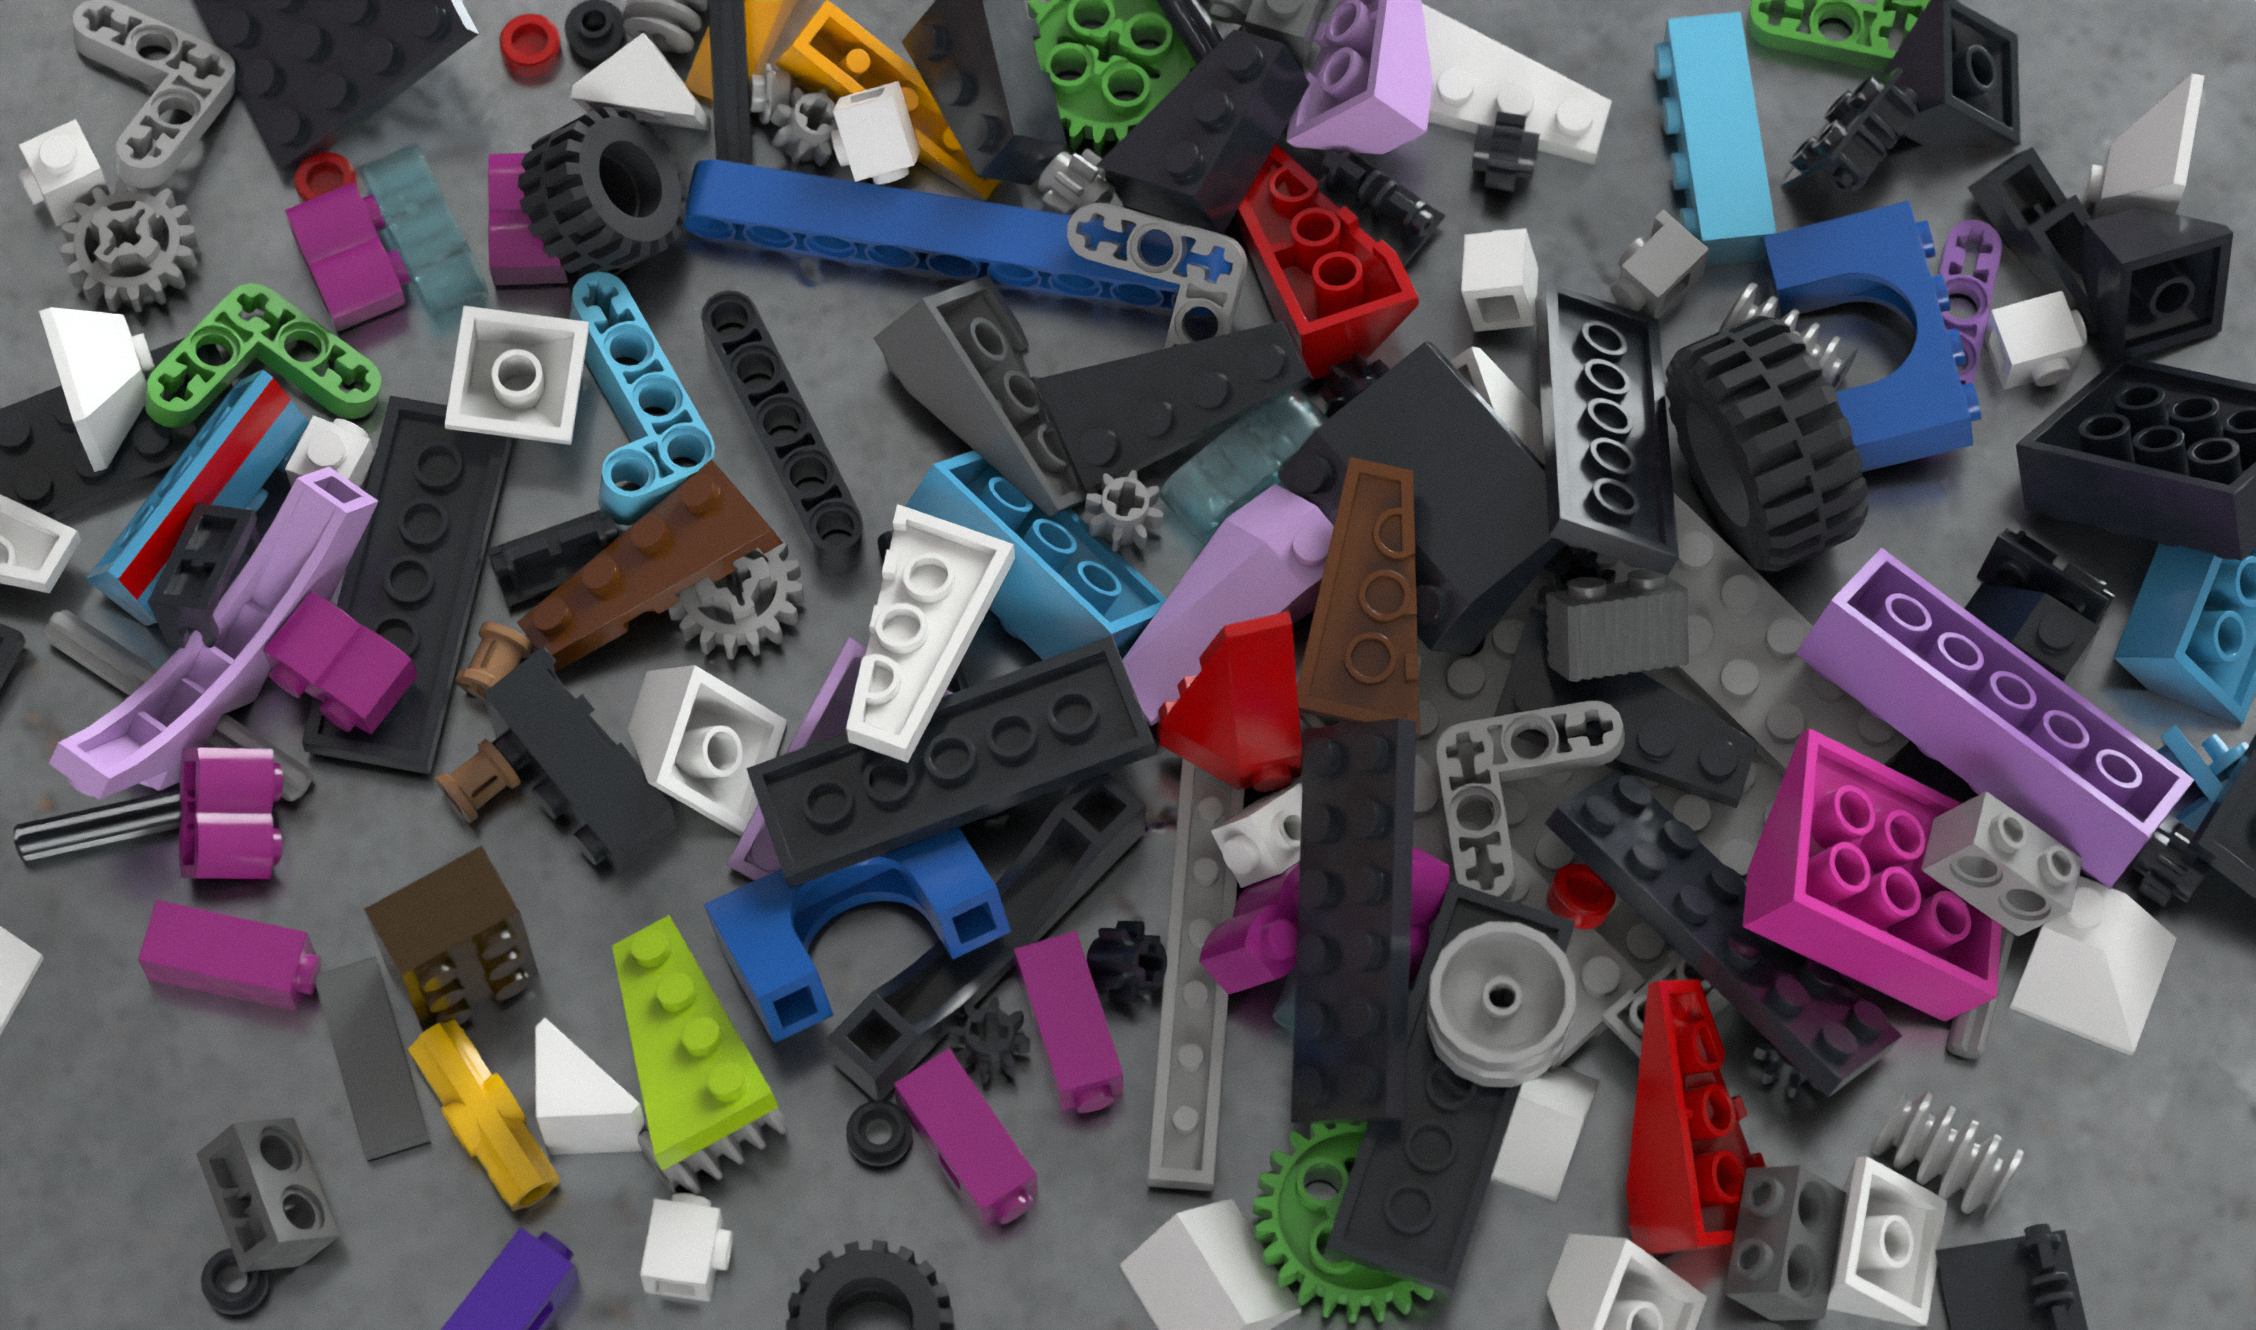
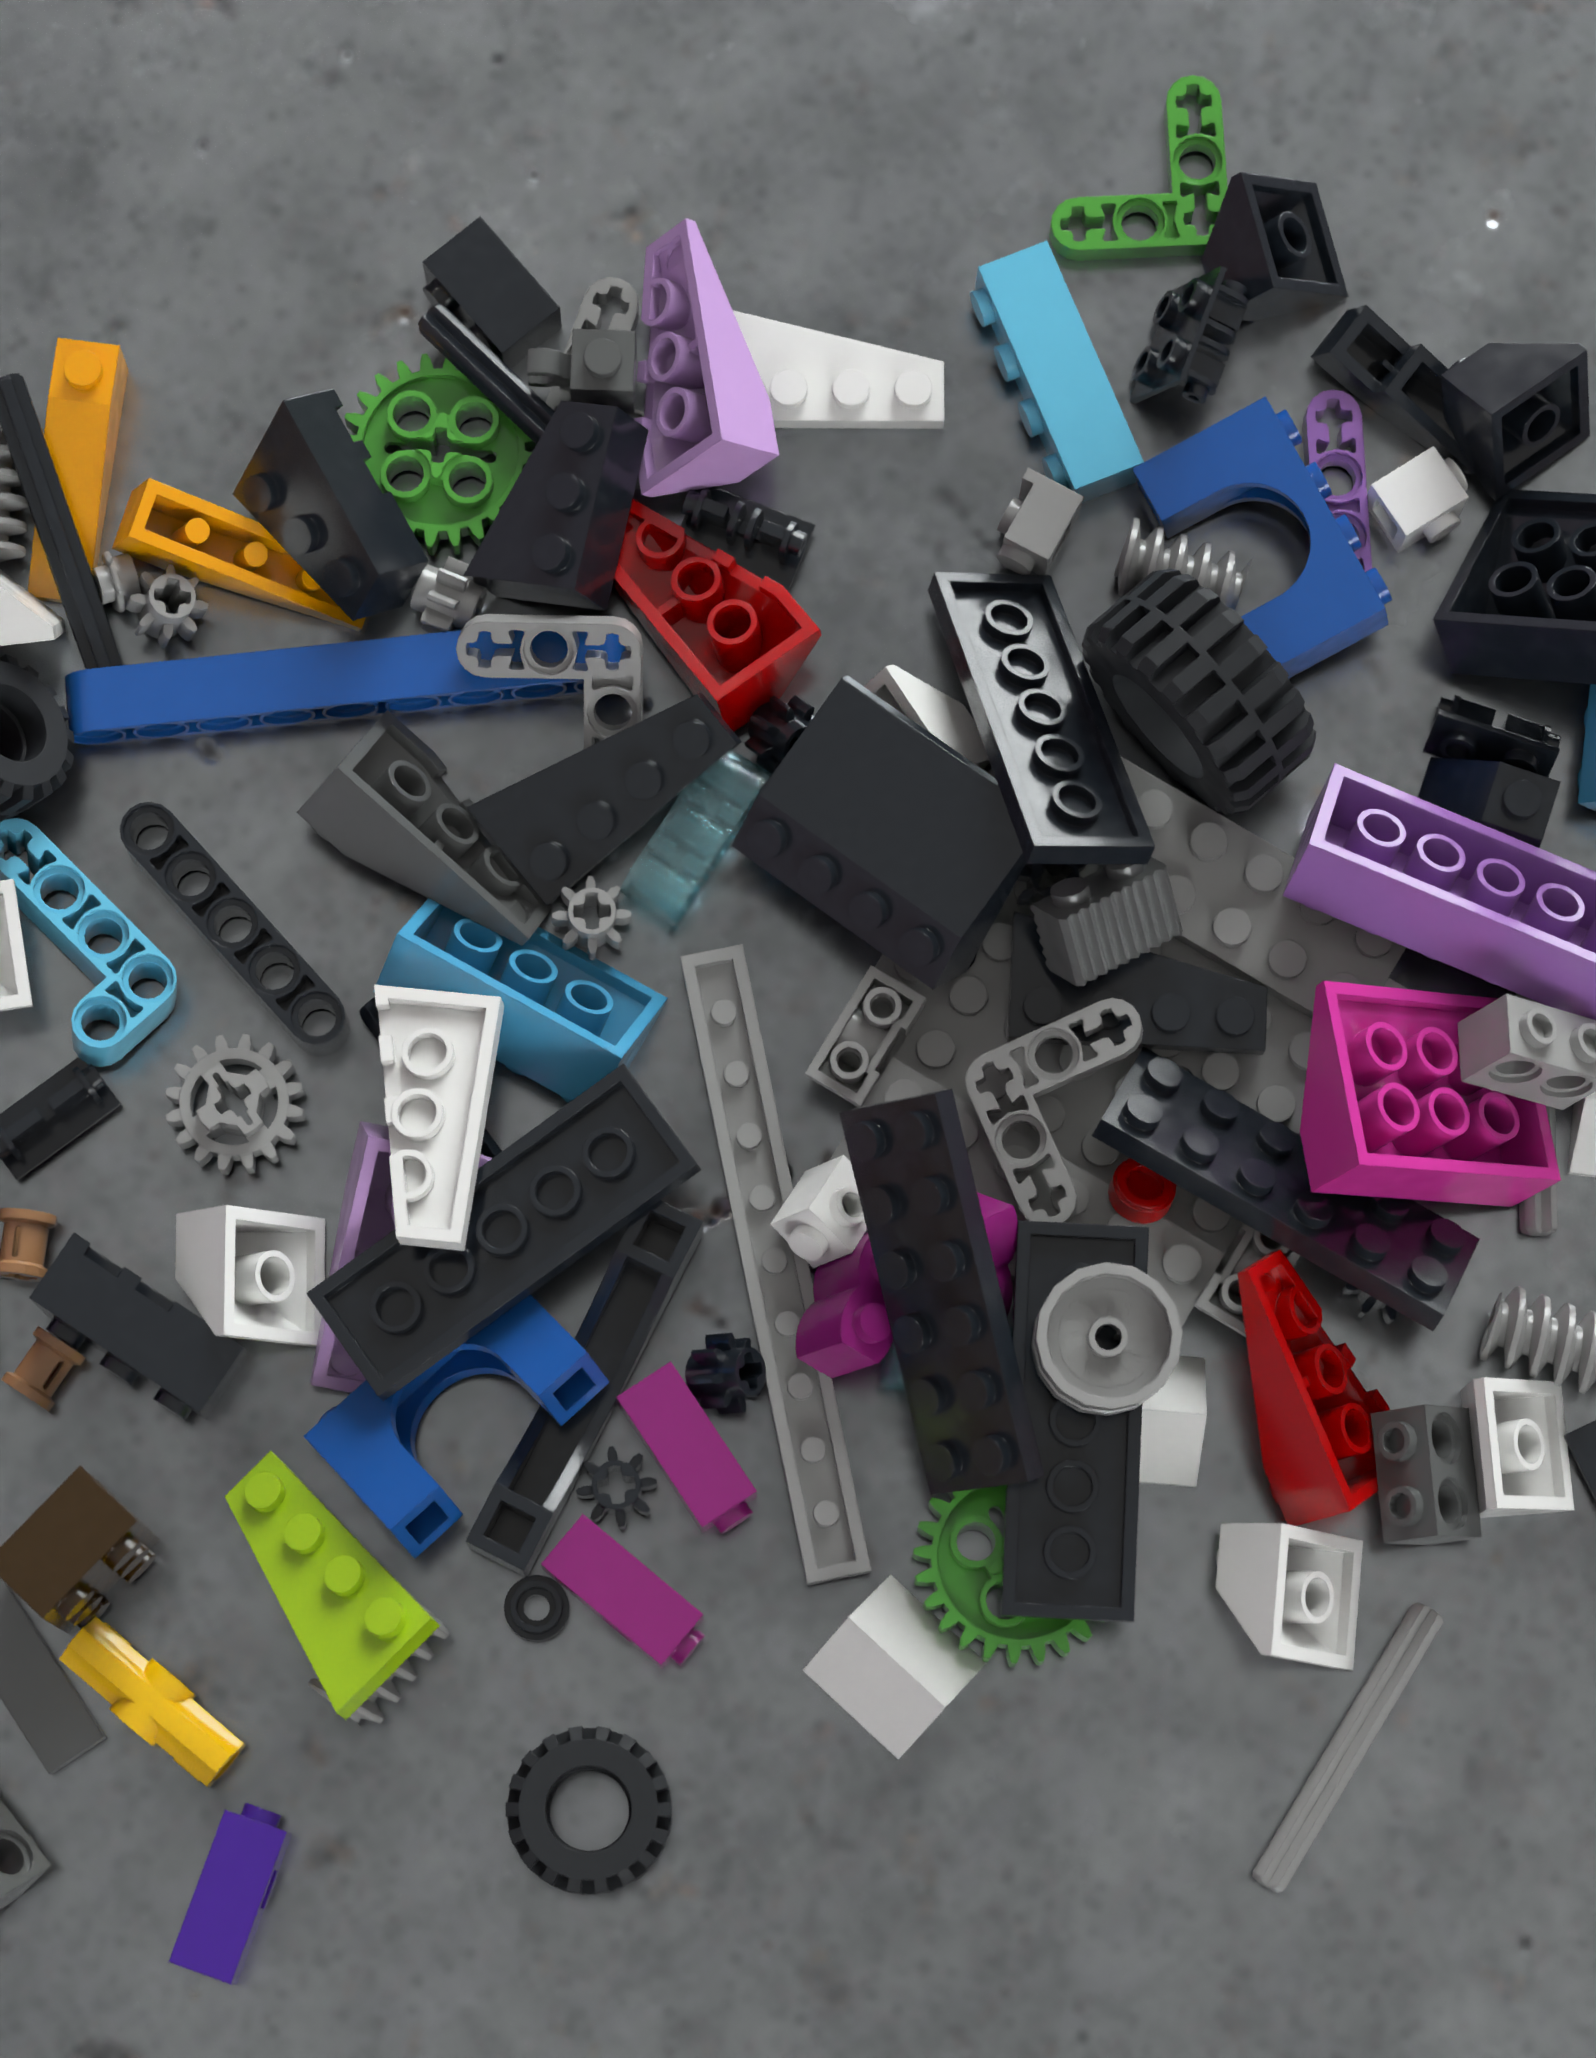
camera: 20 degrees left, 10 degrees up
(580, 1103) = (240, 1670): white slope -> none
(673, 546) = (160, 1090): reddish brown wing -> none
(685, 1248) = (386, 1776): white brick -> none
(875, 134) = (237, 602): white brick -> none
(1241, 707) = (772, 1109): red wedge -> none
(1254, 566) = (731, 968): lavender wedge -> none
(1365, 617) = (864, 978): reddish brown wing -> none
(1495, 267) = (888, 580): white brick -> none
(1505, 151) = (856, 444): black gear -> none
(2151, 157) = (1483, 291): white slope -> none

